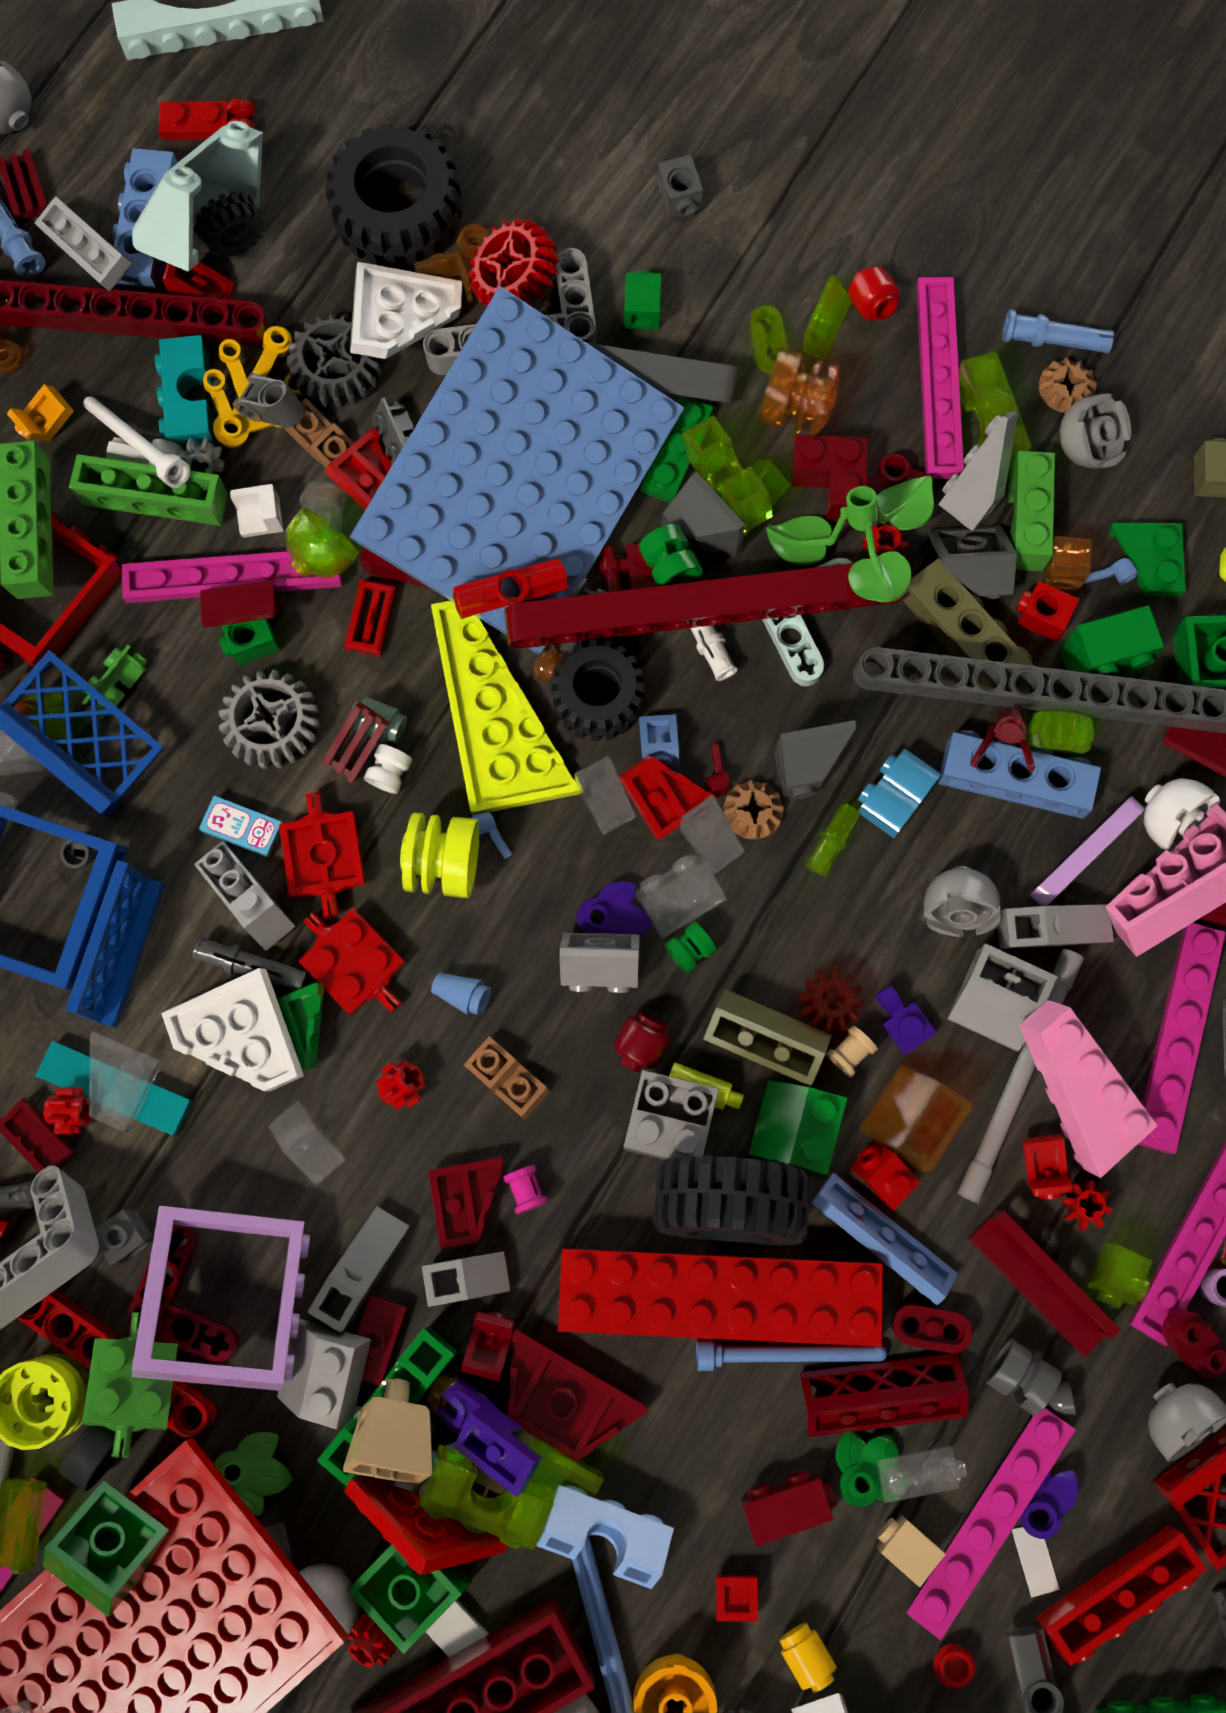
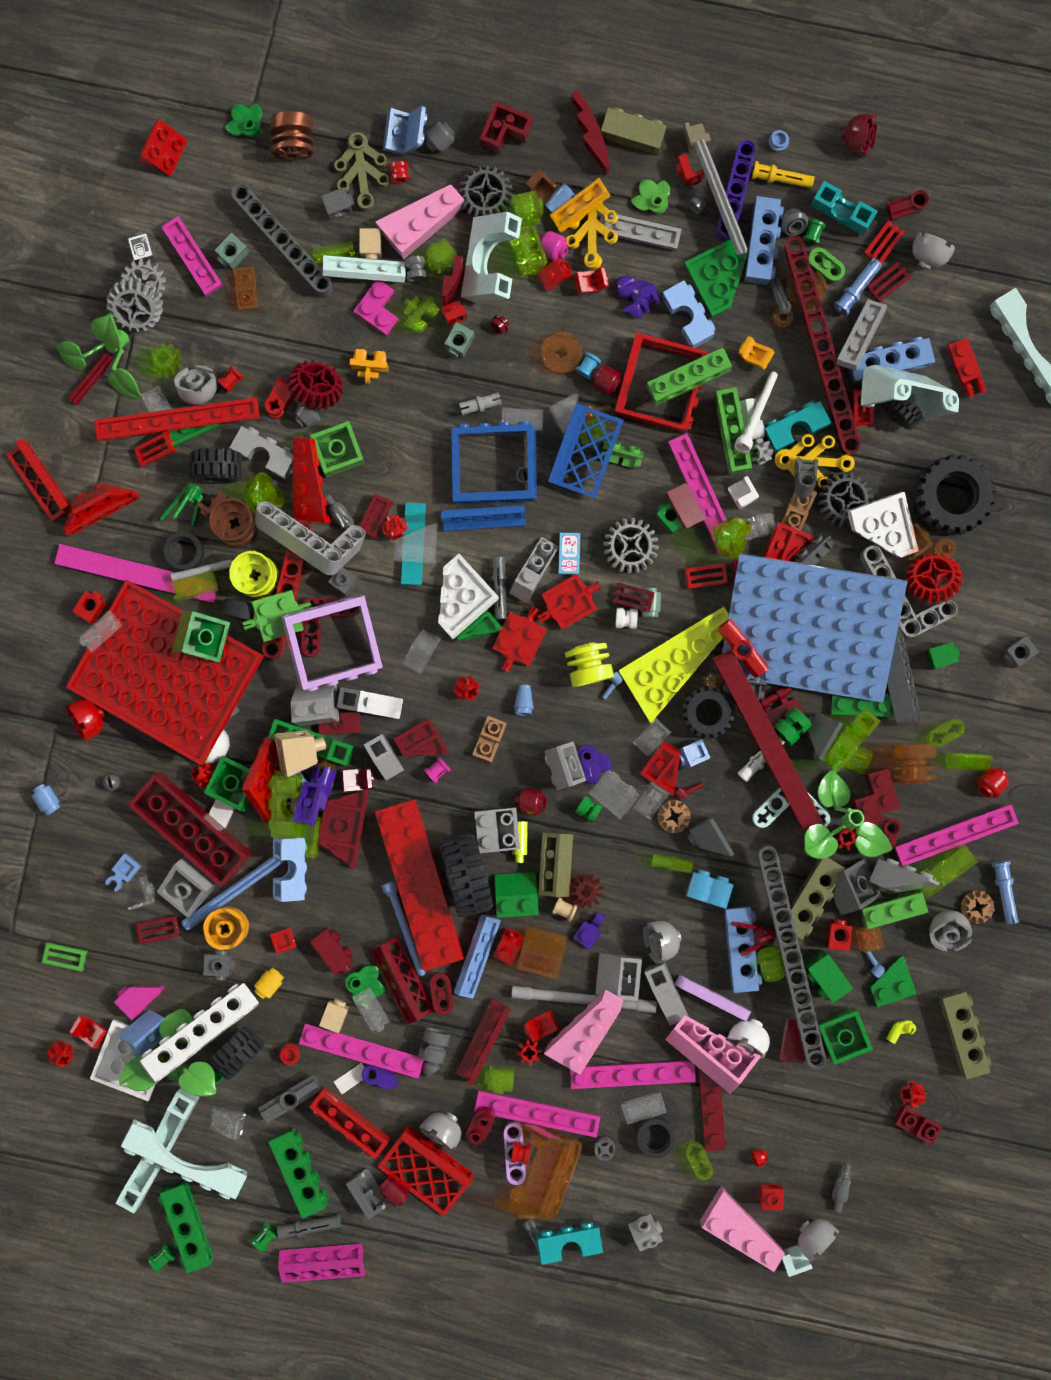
camera: 70 degrees right, 10 degrees up
(259, 1472) = (258, 690): bright green plate -> none

